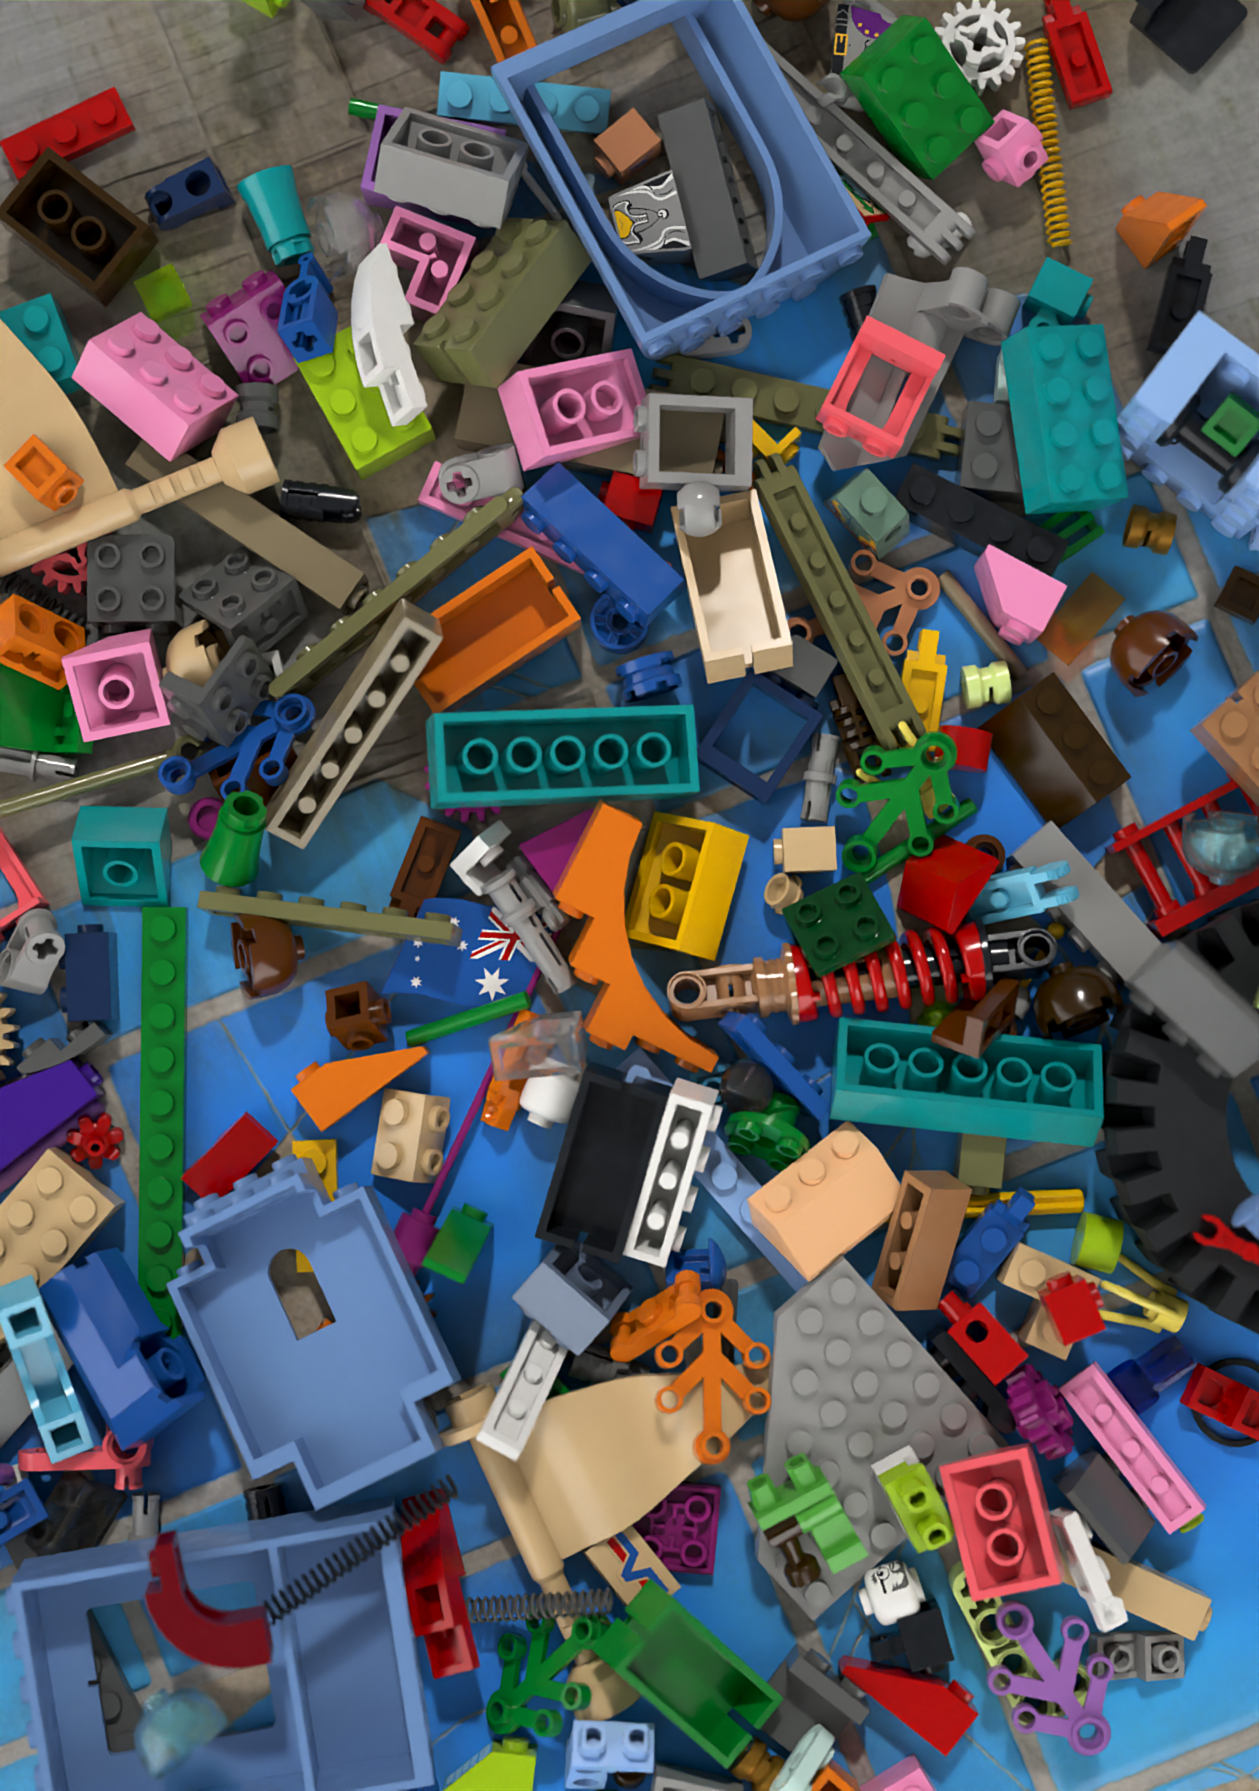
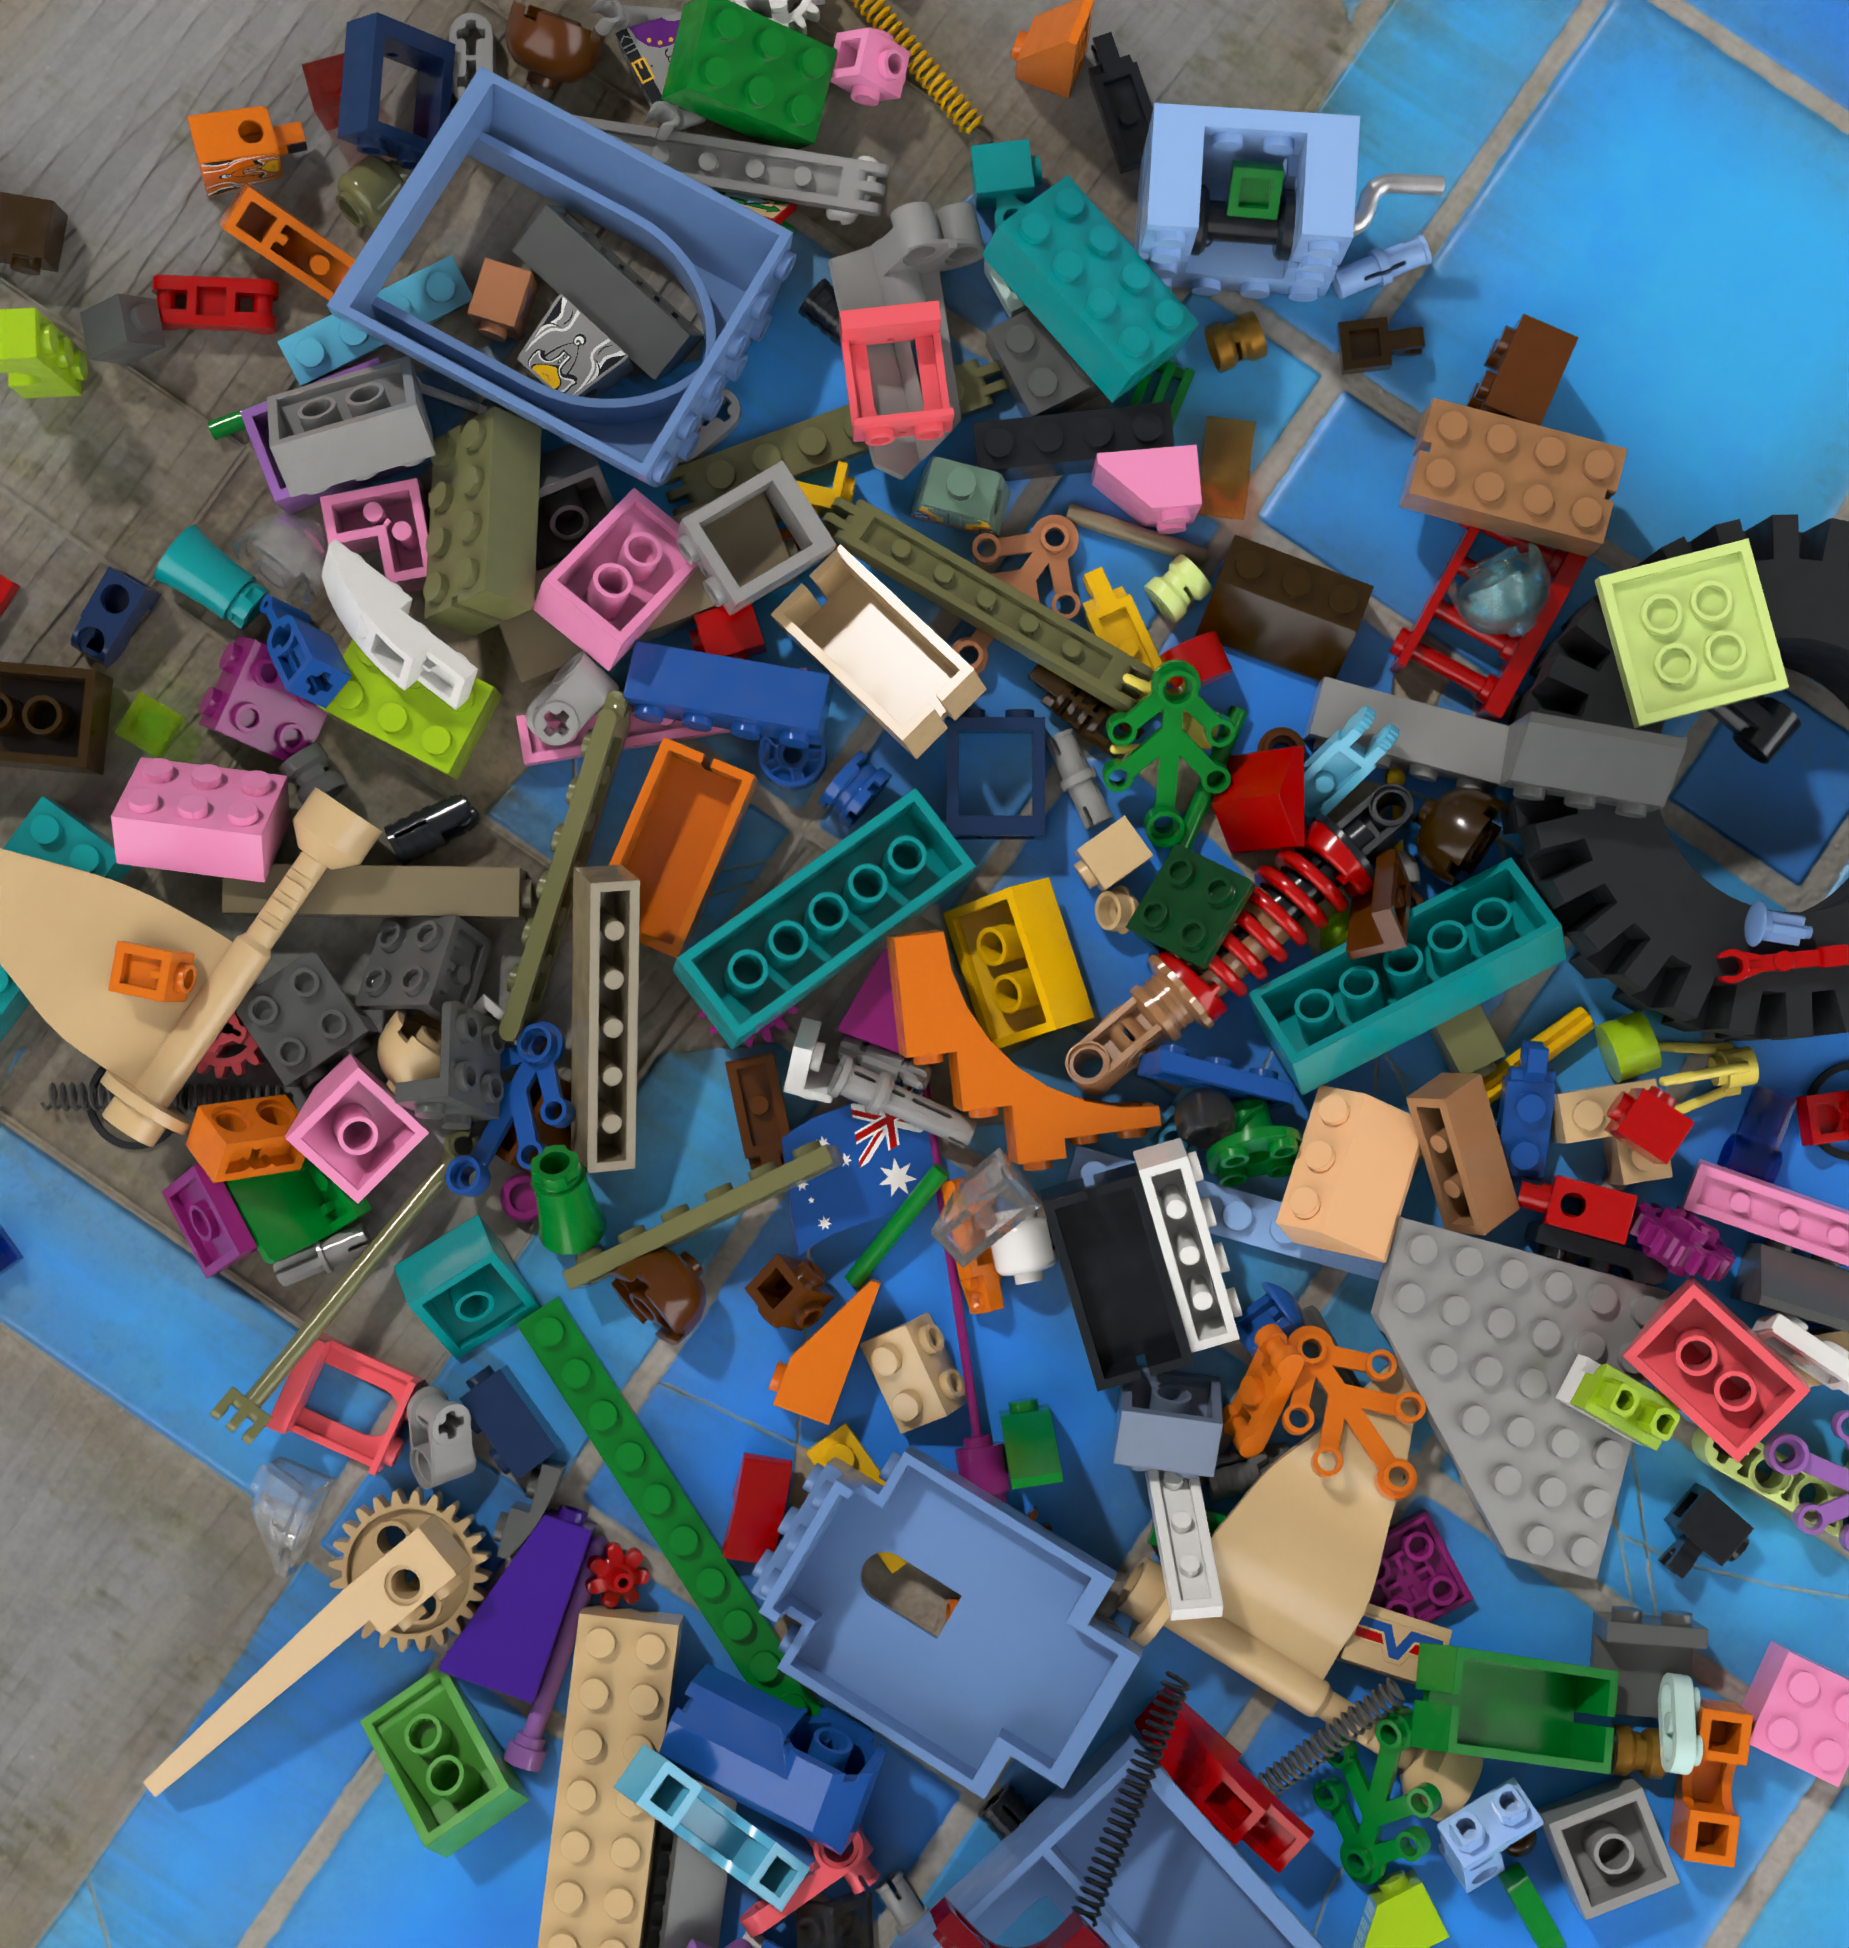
camera: 35 degrees left, 0 degrees up
(699, 509) = (803, 601): light grey piece -> none
(803, 1507) = (1515, 1483): bright green hips -> none
(809, 669) = (1004, 683): dark grey panel -> none
(891, 1592) = (1652, 1503): white head -> none
(921, 1701) = (1752, 1587): red slope -> none
(1149, 649) = (1309, 454): reddish brown cylinder -> none

